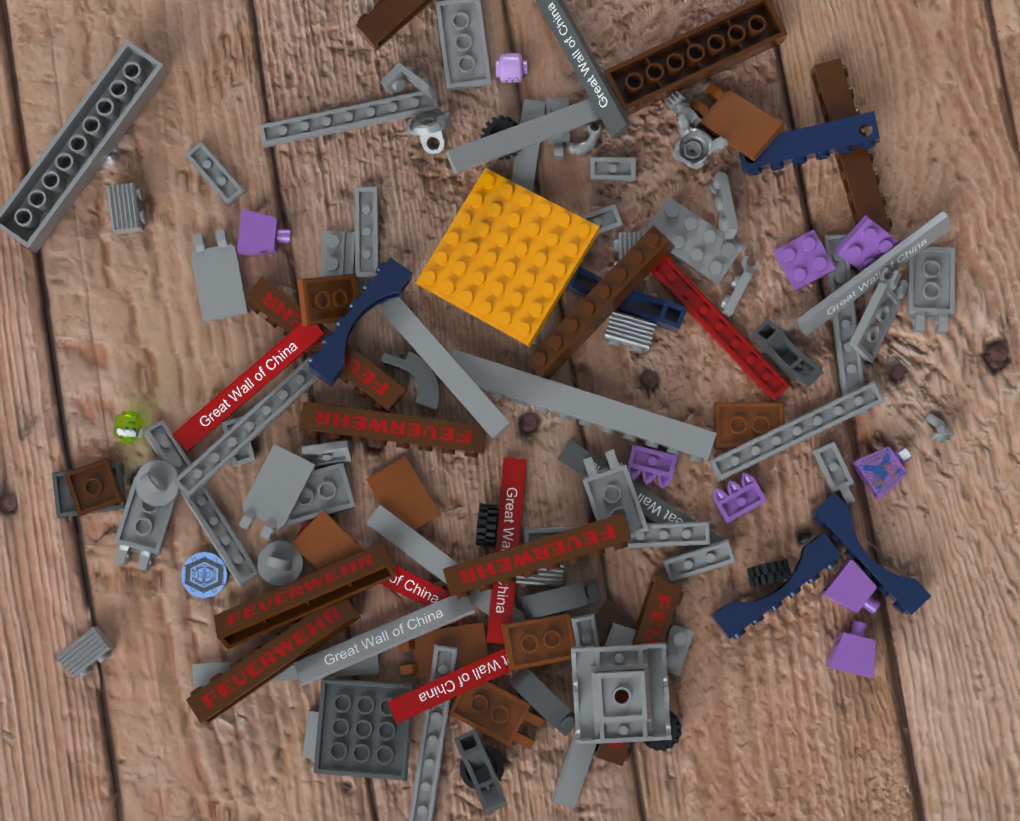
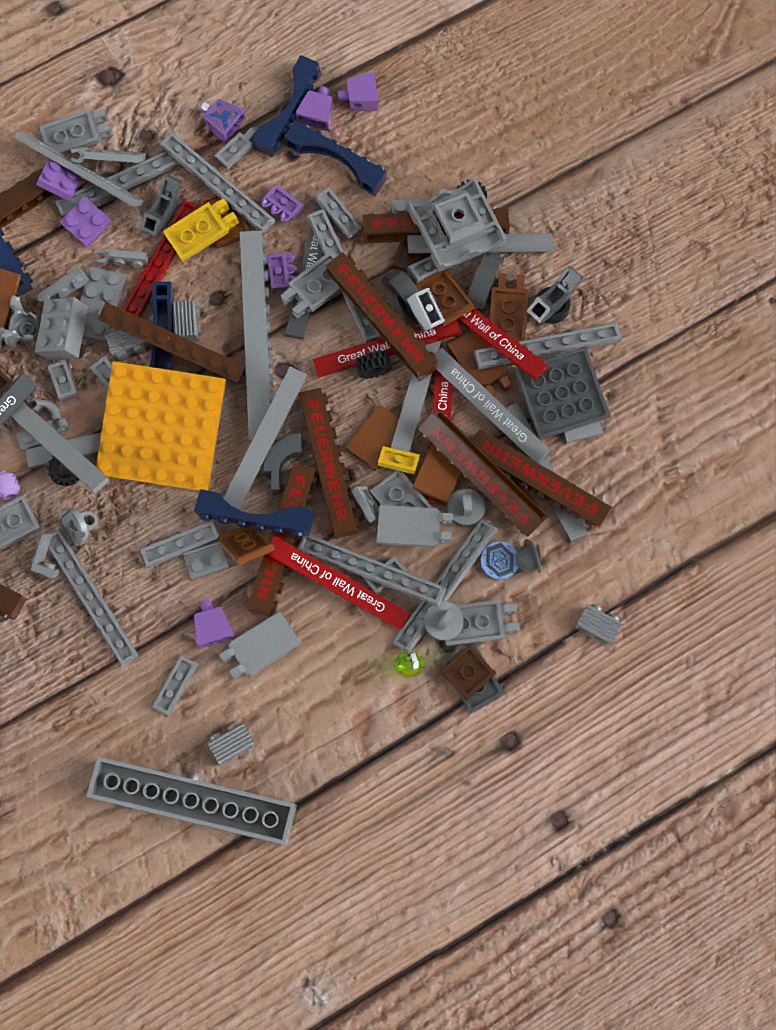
camera: 115 degrees left, 10 degrees down
(188, 604) = (528, 558): none -> dark grey hat
(362, 508) = (398, 460): none -> yellow plate
(521, 608) = (425, 310): none -> light grey brick
(671, 186) = (61, 328): none -> light grey brick
(740, 388) = (200, 229): none -> yellow tile
(769, 572) = (327, 162): black tyre -> none
(942, 433) = (180, 89): light grey plate -> none

